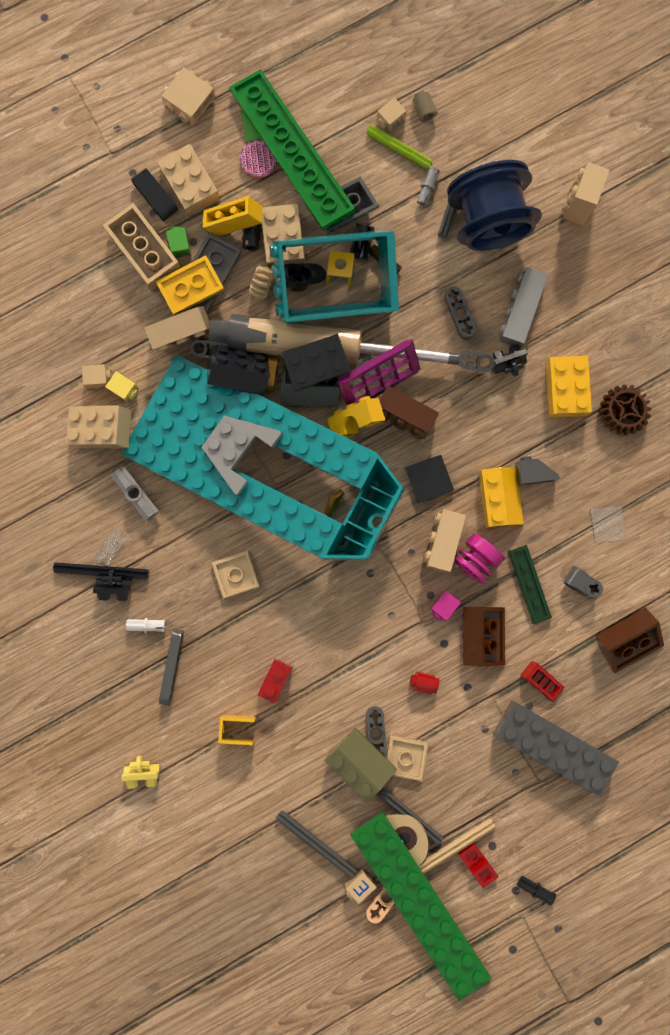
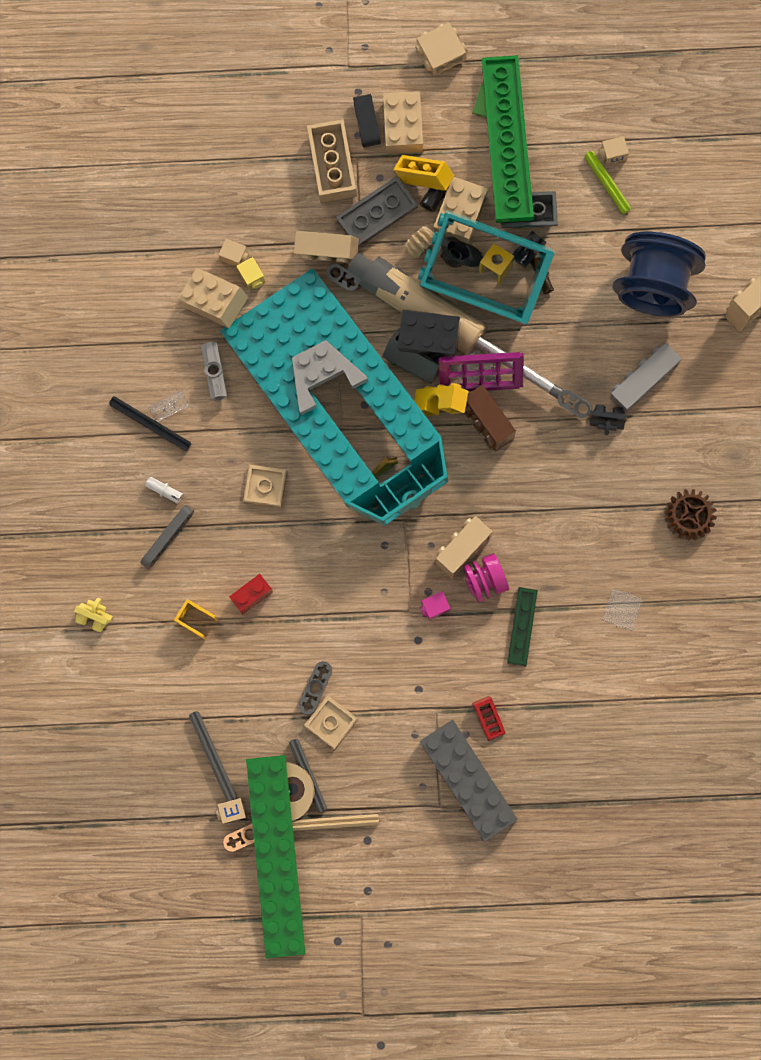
camera: 40 degrees right, 5 degrees down
(112, 585) = (153, 439): black hips -> none
(178, 241) = (366, 172): bright green brick -> none
(190, 285) = (356, 214): yellow plate -> none
(238, 370) = (358, 307): black brick -> none
(257, 160) = (473, 133): tile -> none
(273, 366) = (387, 326): pearl gold beam -> none
(360, 765) = (287, 705): olive slope -> none
(424, 106) = (649, 157): dark tan brick -> none
(424, 683) = (381, 664): red brick -> none
(428, 186) = (615, 229): light grey pin -> none
(429, 479) = (480, 488): black tile -> none
(446, 222) = (615, 269): dark grey axle -> none
(450, 302) = (589, 369): dark grey beam -> none
(478, 865) = (345, 849): red slope -> none
(483, 636) = (456, 650): reddish brown slope -> none
(500, 497) = (536, 536): yellow slope -> none
(534, 472) = (578, 528): dark grey slope -> none
(536, 890) = (385, 898): black axle -> none
(568, 386) = (648, 468): yellow brick -> none
(581, 581) = (569, 646): dark grey piece -> none
(630, 640) = (587, 721): reddish brown slope -> none

